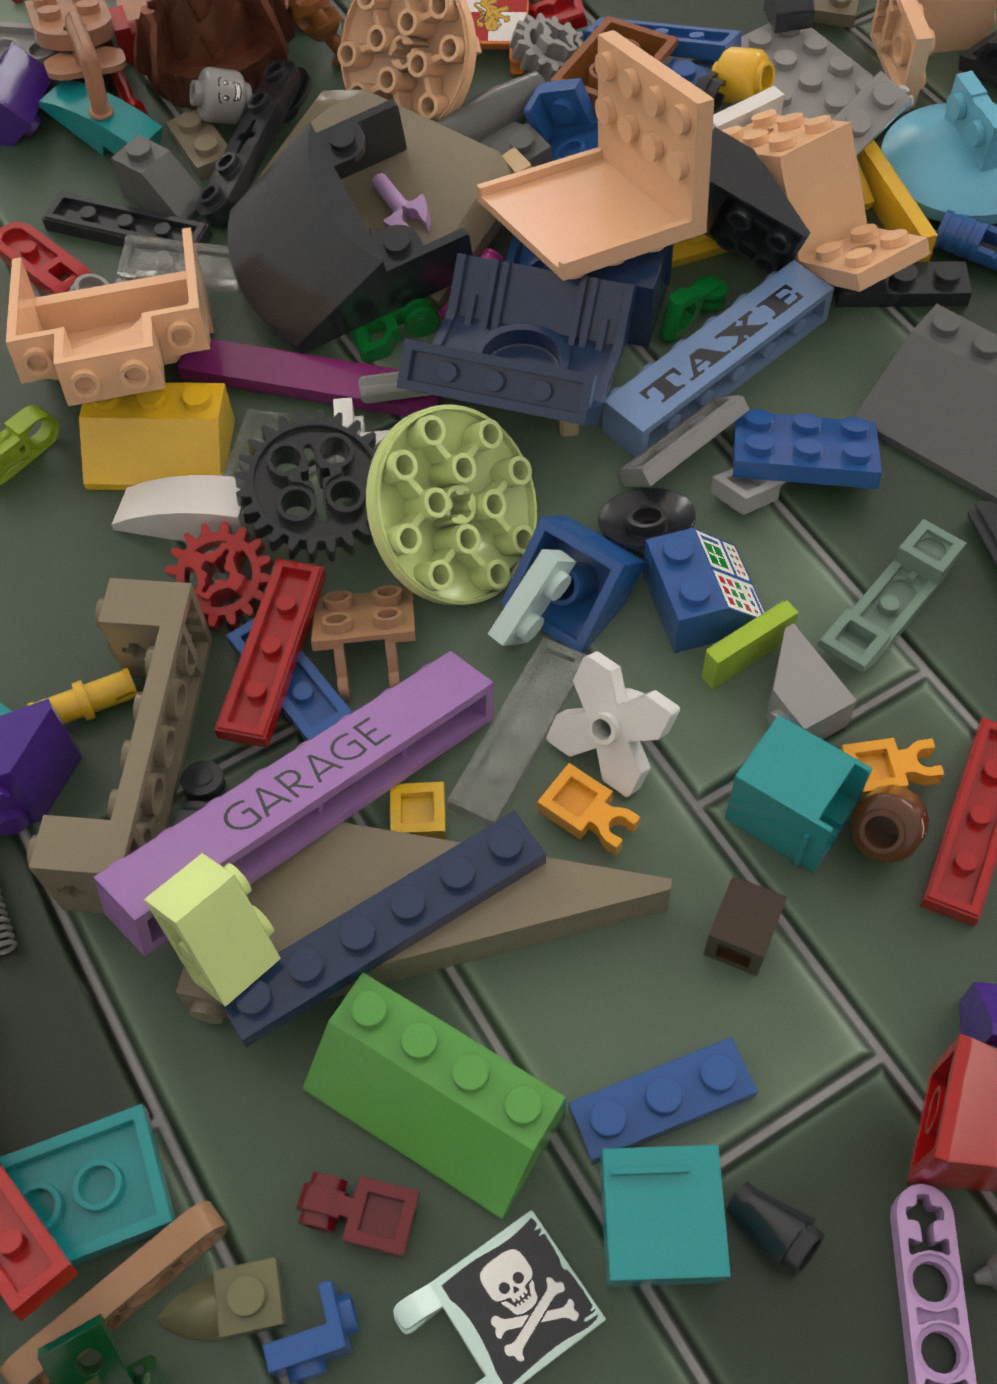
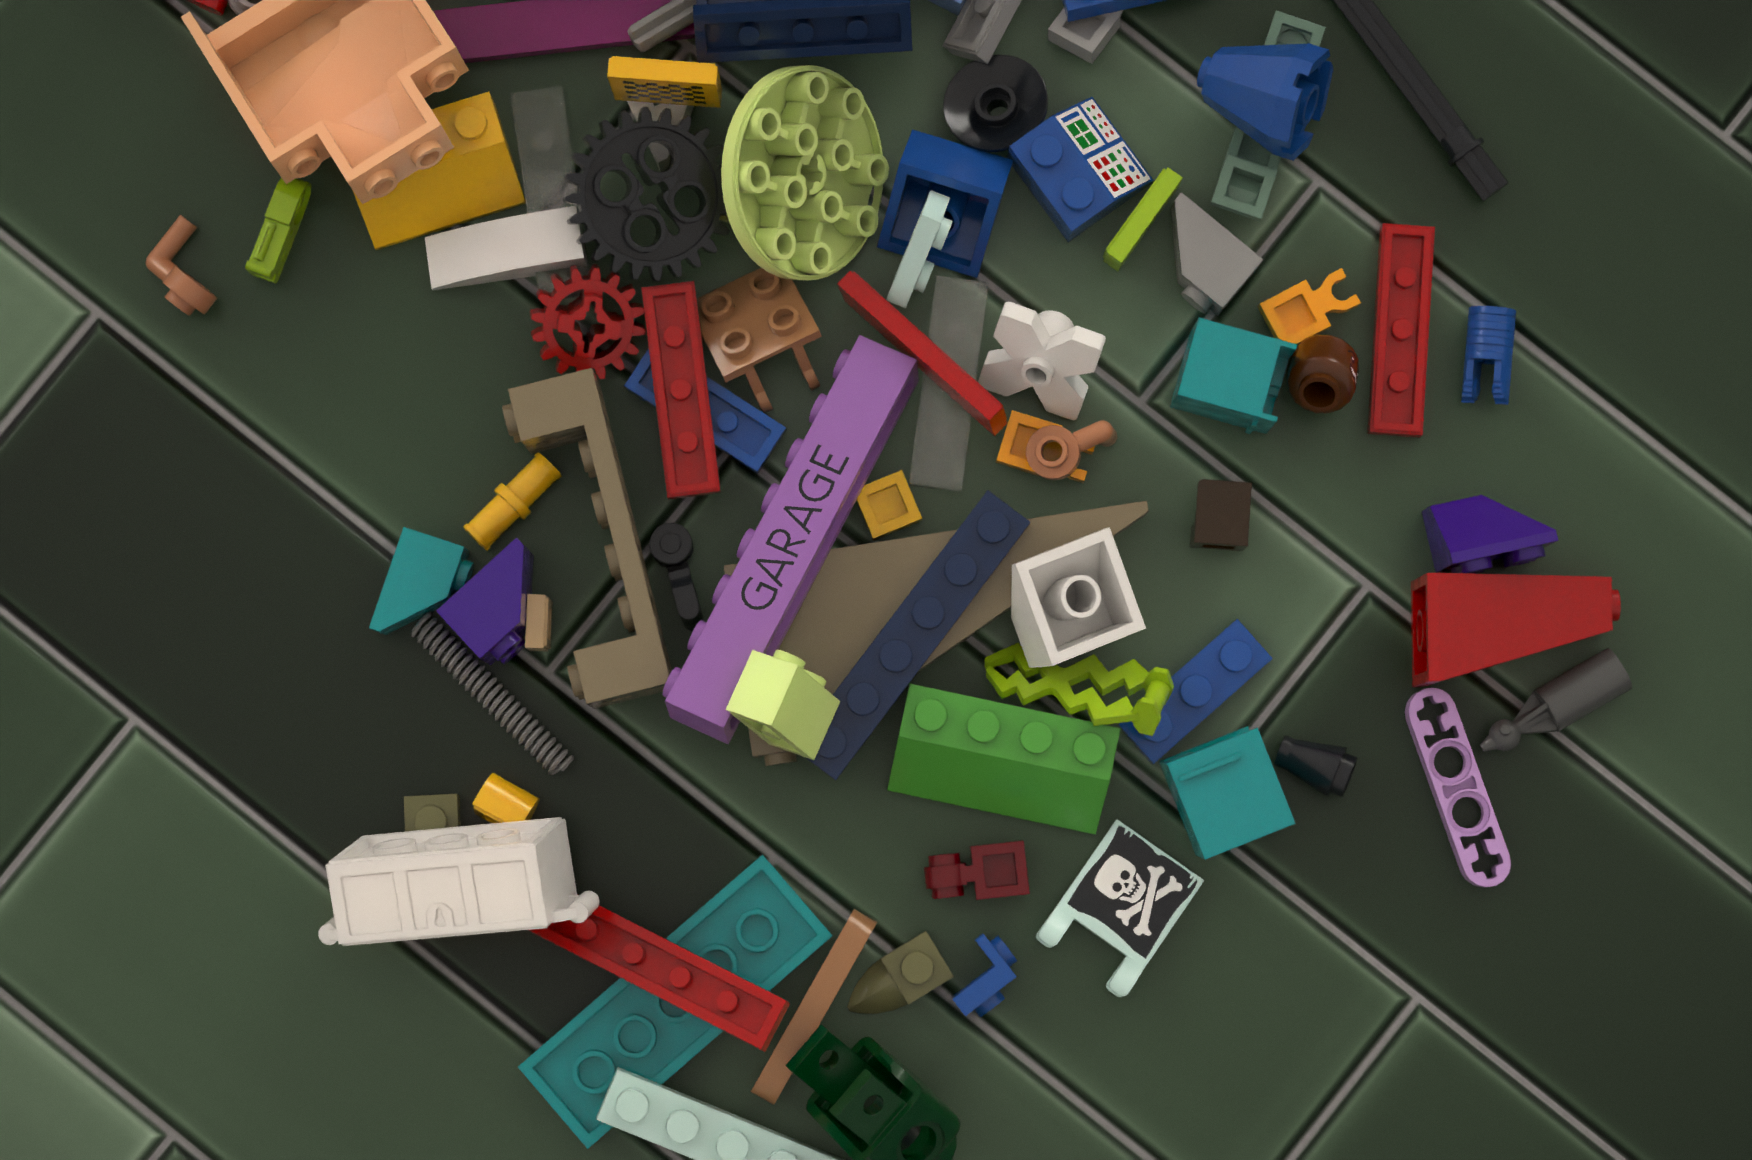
camera: 25 degrees left, 25 degrees up
(47, 797) = (538, 622): none -> tan tile
(360, 390) = (665, 81): none -> yellow tile
(510, 692) = (929, 356): none -> red tile
(562, 946) = (1072, 600): none -> white slope
(608, 815) = (1072, 446): none -> nougat plate
(609, 1069) = (1058, 682): none -> lime piece
(904, 565) = (1269, 91): none -> blue cone

